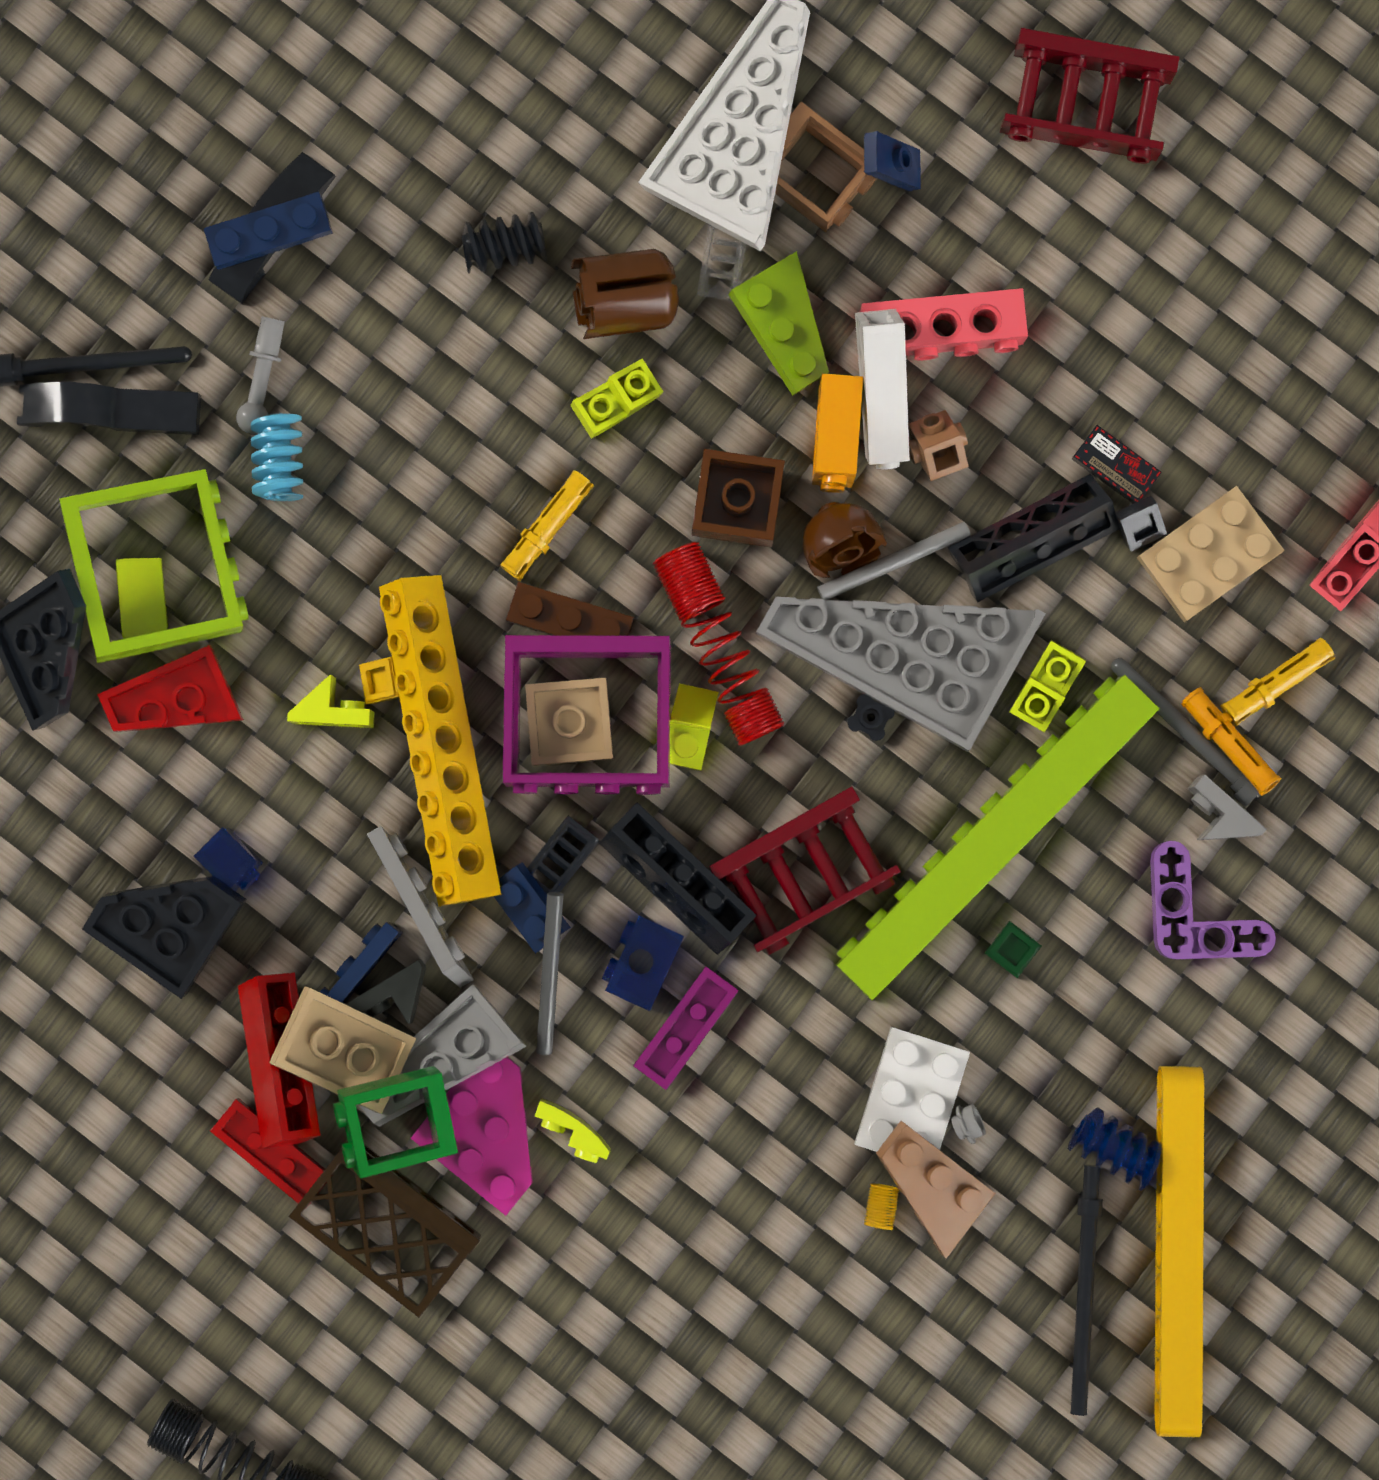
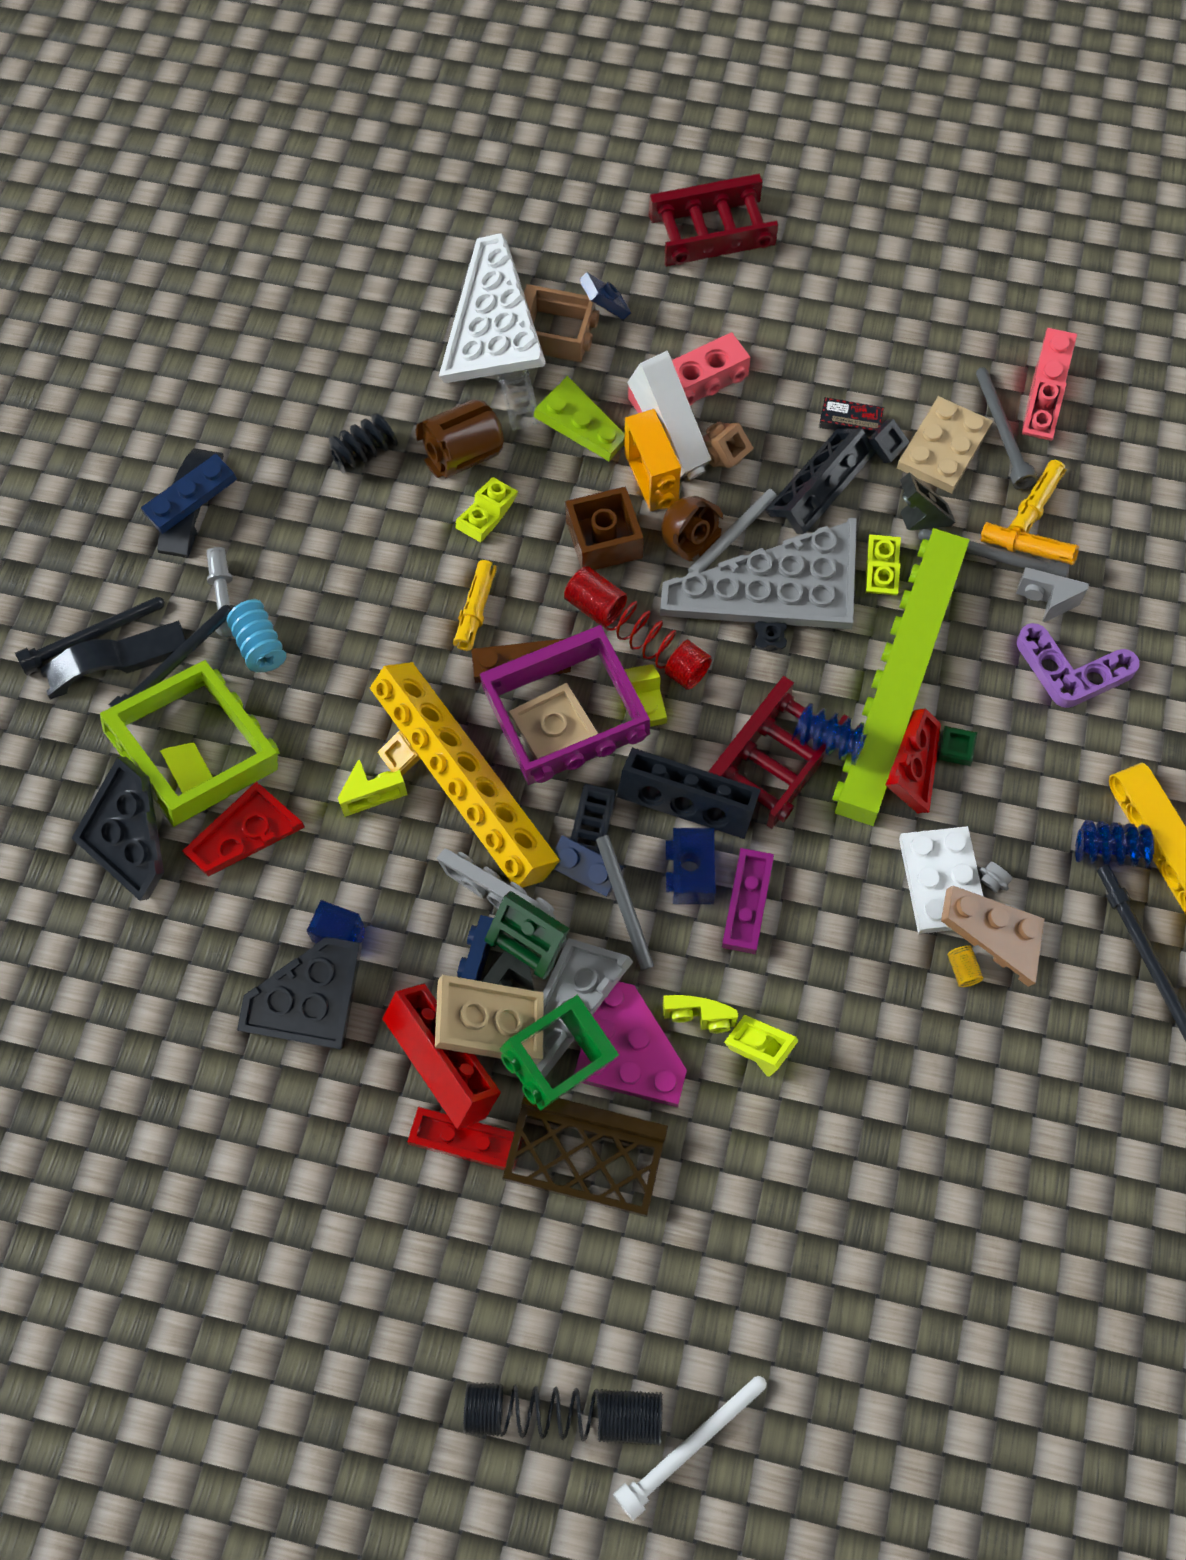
camera: 25 degrees left, 20 degrees down
(101, 478) = (179, 654): none -> black piece
(421, 977) = (529, 927): none -> dark green plate
(619, 1195) = (761, 1043): none -> neon yellow slope
(862, 891) = (830, 733): none -> clear blue piece
(950, 955) = (916, 761): none -> red wing
(1135, 635) = (924, 506): none -> pearl dark grey slope
(1279, 637) = (1022, 474): none -> dark grey piece

